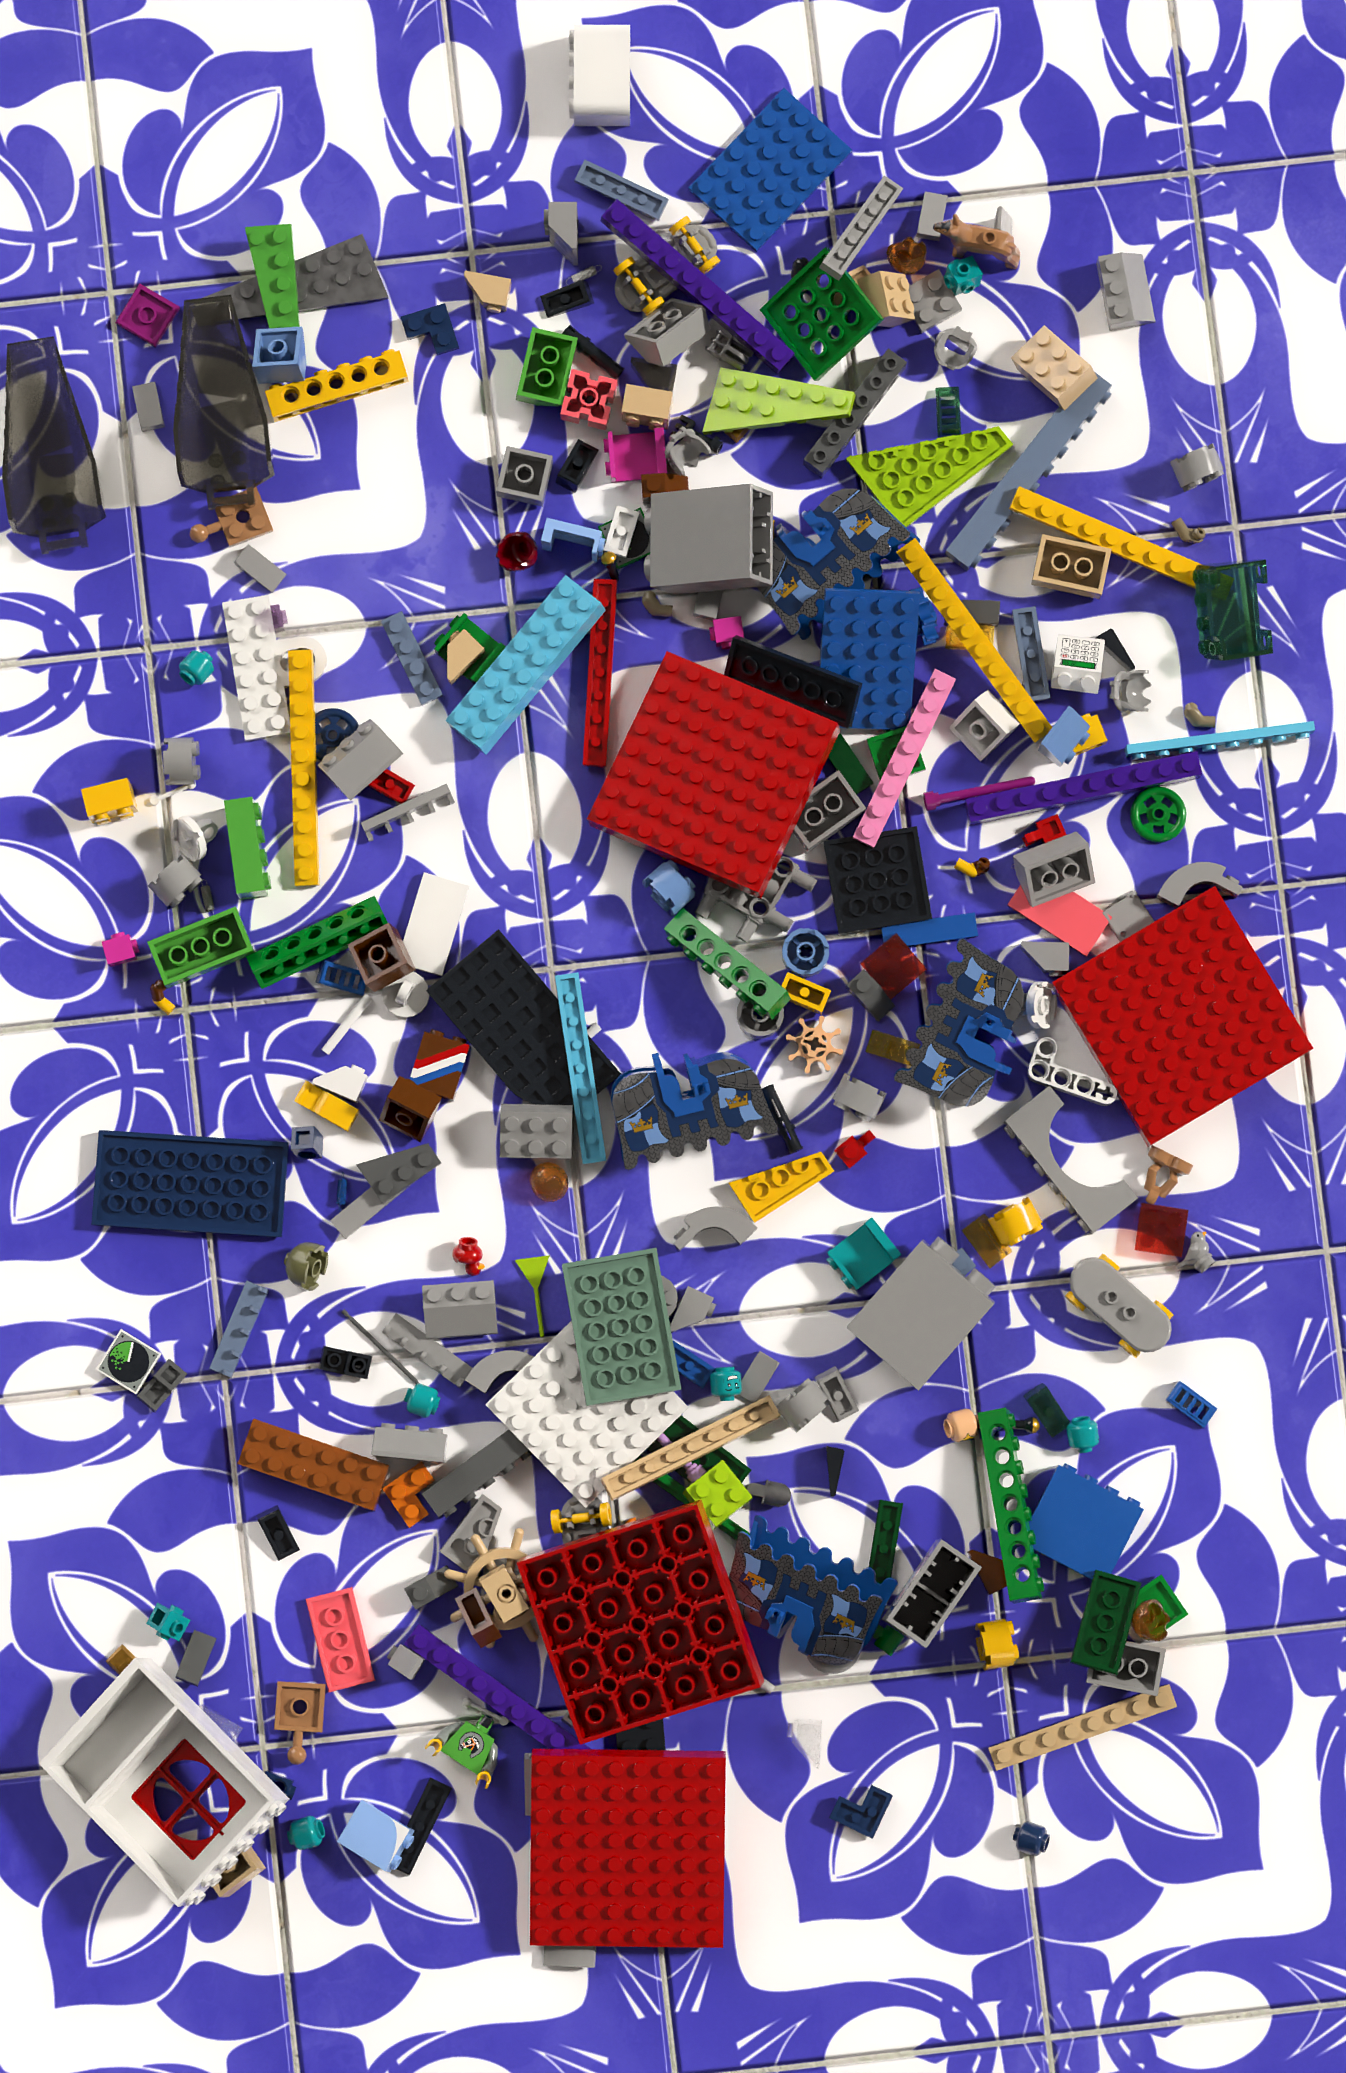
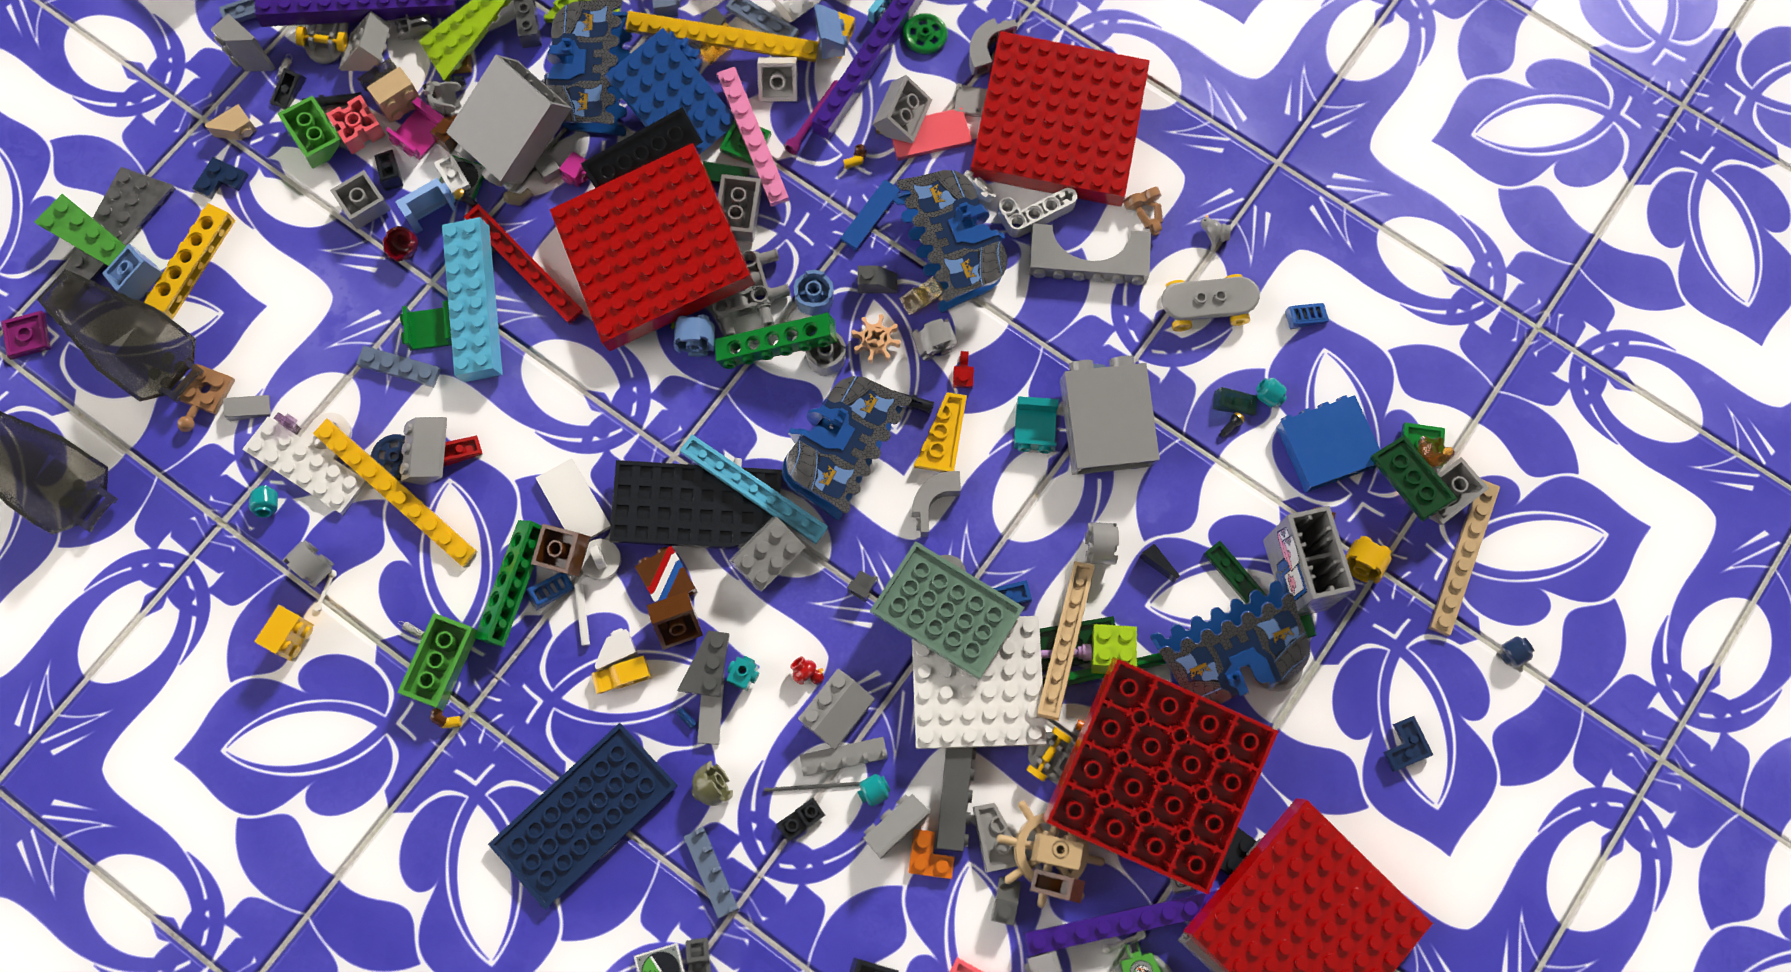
camera: 50 degrees left, 10 degrees down
(120, 949) = (386, 717): dark pink brick -> none
(148, 406) = (79, 385): light grey slope -> none
(175, 881) = (379, 638): light grey brick -> none
(192, 836) = (363, 602): white tile -> none
(246, 848) = (406, 571): bright green brick -> none
(307, 1142) = (632, 709): brick -> none
(313, 1464) = (849, 905): dark orange brick -> none
(406, 809) = (485, 452): light grey hinge -> none
(410, 1204) = (744, 680): none -> teal brick
(461, 654) = (427, 331): tan slope -> none
(494, 1365) = (894, 719): light grey arch -> none
(533, 1269) = (854, 639): lime piece -> none
(548, 1181) = (806, 576): clear orange hair -> none
(584, 1234) = (862, 585): none -> dark grey panel
(692, 1309) = (974, 557): light grey slope -> none
(726, 1383) = (1042, 581): teal head -> none
(758, 1376) = (1055, 558): light grey slope -> none
(772, 1493) = (1142, 615): flat silver arm -> none
(806, 993) = (844, 312): yellow brick -> none
(807, 1738) = (1328, 738): clear slope -> none
(837, 1391) = (1103, 514): light grey slope -> none
(878, 883) = (812, 218): black plate -> none
(893, 965) = (871, 249): clear red plate -> none
(961, 1425) = (1201, 459): light nougat head -> none
(985, 1241) = (1094, 346): clear yellow slope -> none
(989, 1423) = (1345, 512): green brick -> none
(1015, 1221) = (1100, 317): yellow brick -> none
(1047, 830) = (874, 99): red plate -> none
(1048, 956) = (953, 158): light grey slope -> none
(1161, 1230) = (1181, 240): clear red plate -> none

